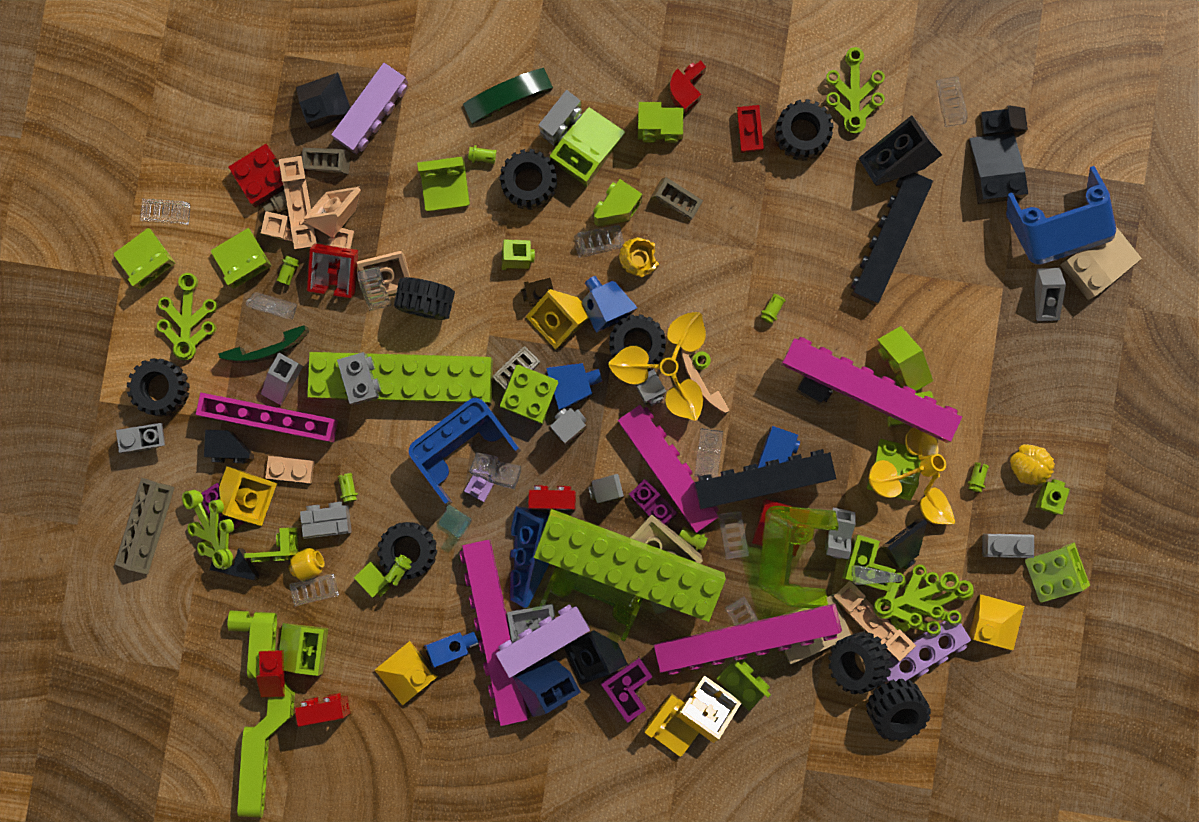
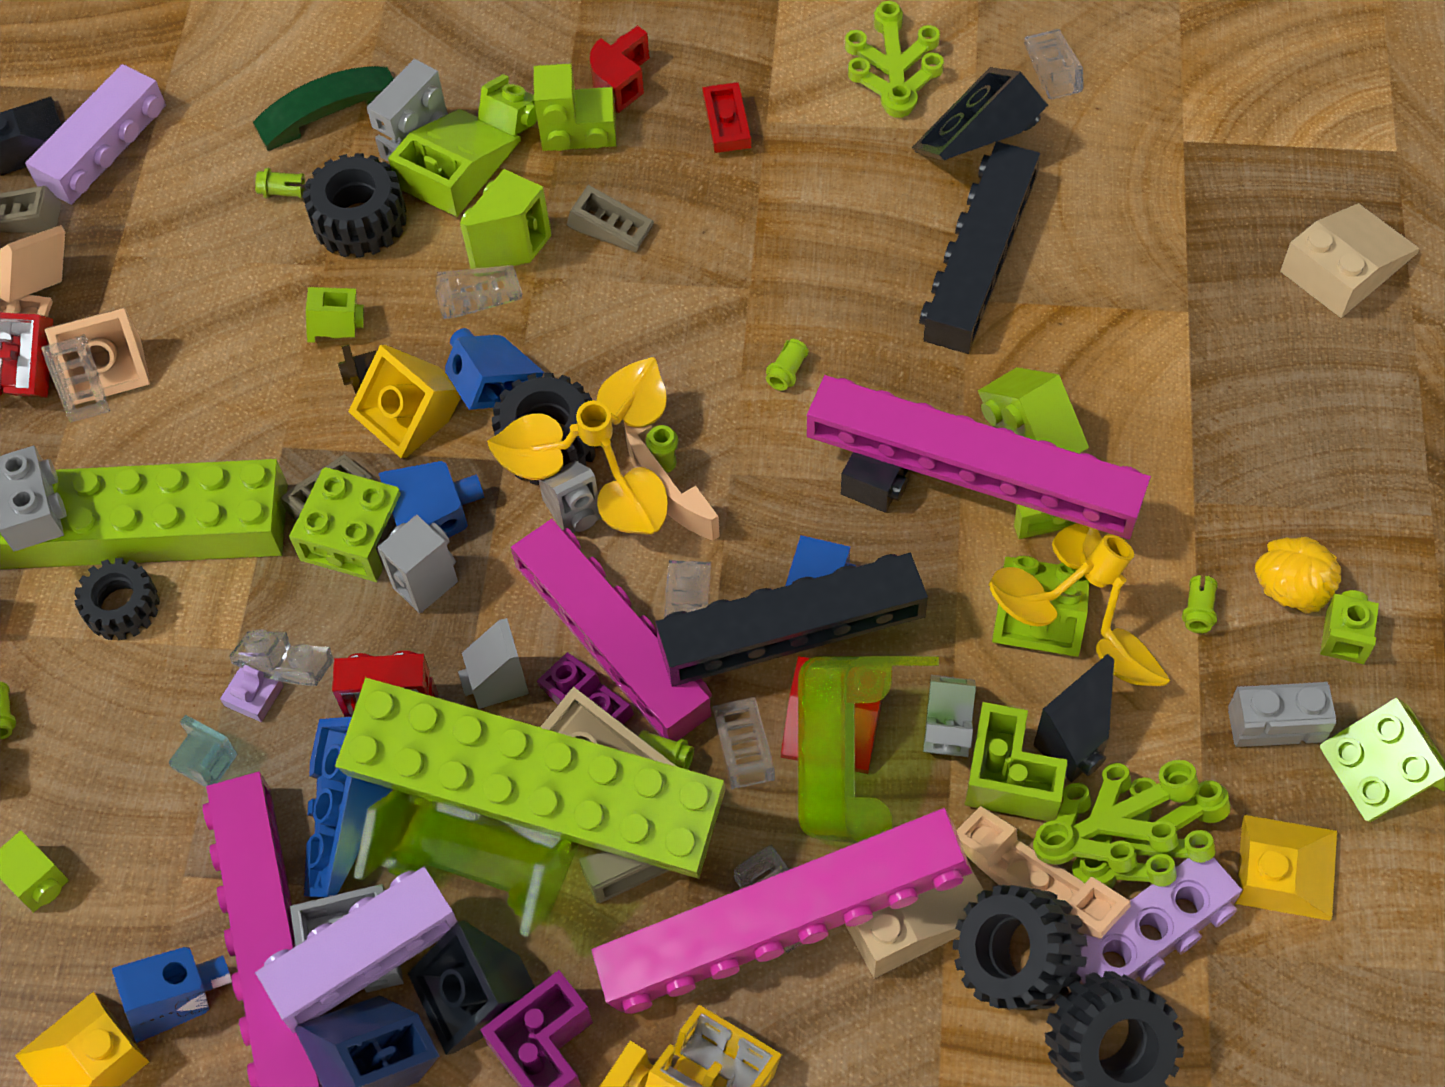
camera: 10 degrees left, 25 degrees down
(393, 420) = (107, 580): none -> black tyre
(399, 568) = (69, 829): lime pin -> none
(415, 531) = (80, 783): black tyre -> none
(424, 298) = (160, 377): black tyre -> none
(444, 183) = (212, 219): lime bracket -> none
(450, 434) = (201, 592): blue windscreen -> none
(619, 112) = (506, 106): none -> lime brick
(638, 257) = (545, 300): yellow hair -> none
(742, 684) = (788, 1017): lime bracket -> none
(809, 112) = (815, 129): black tyre -> none
(866, 575) = (1021, 766): clear slope -> none
(997, 168) = (1148, 145): black slope -> none
(1003, 121) = (1147, 81): black slope -> none
(1049, 294) = (1271, 306): light grey slope -> none
(1067, 232) = (1275, 194): blue windscreen -> none

